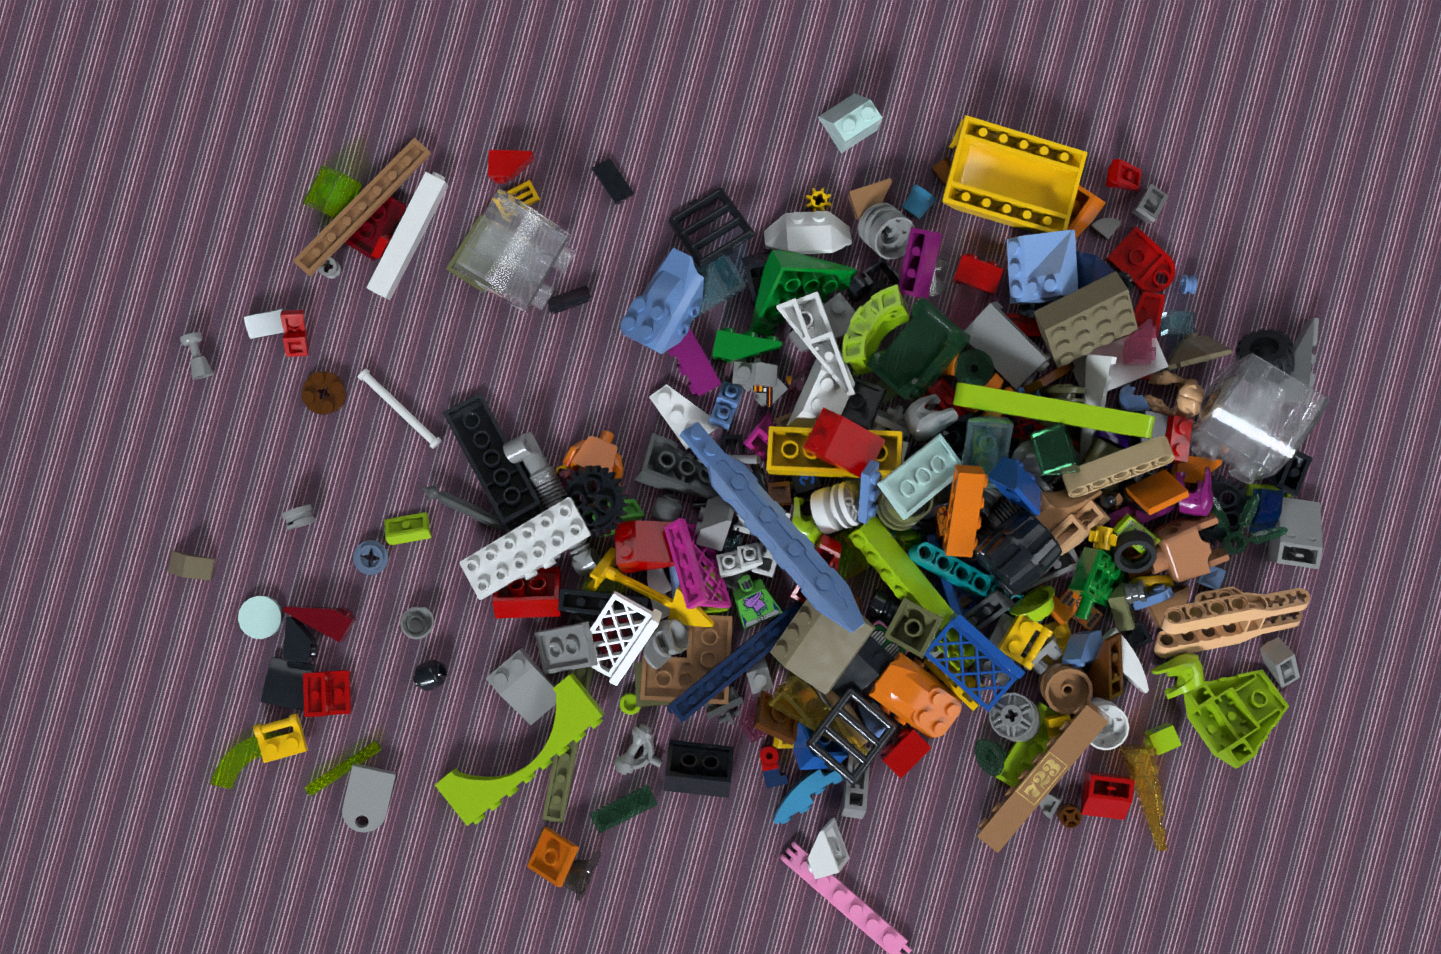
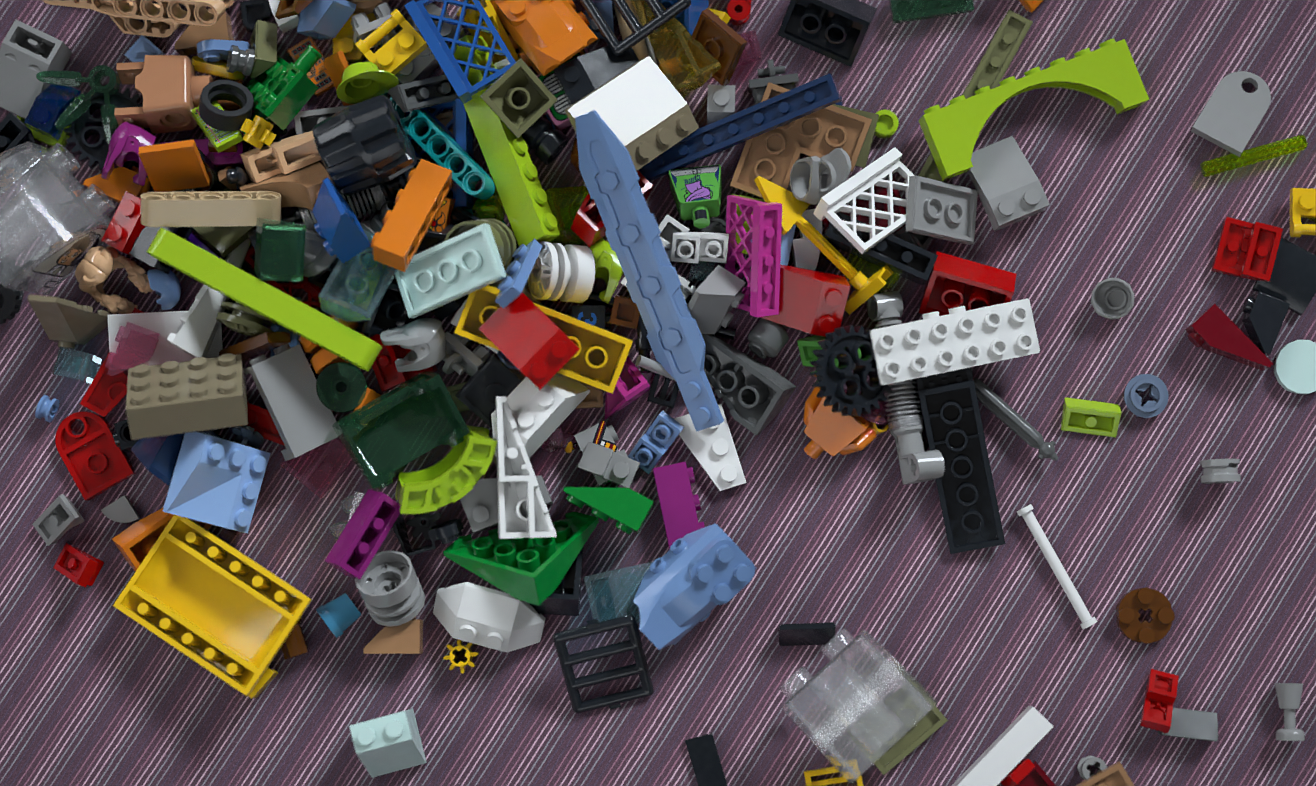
camera: 155 degrees left, 5 degrees down
(430, 675) = (1115, 231): black head -> none
(641, 736) = (910, 55): light grey piece -> none
(977, 273) = (297, 502): red brick -> none

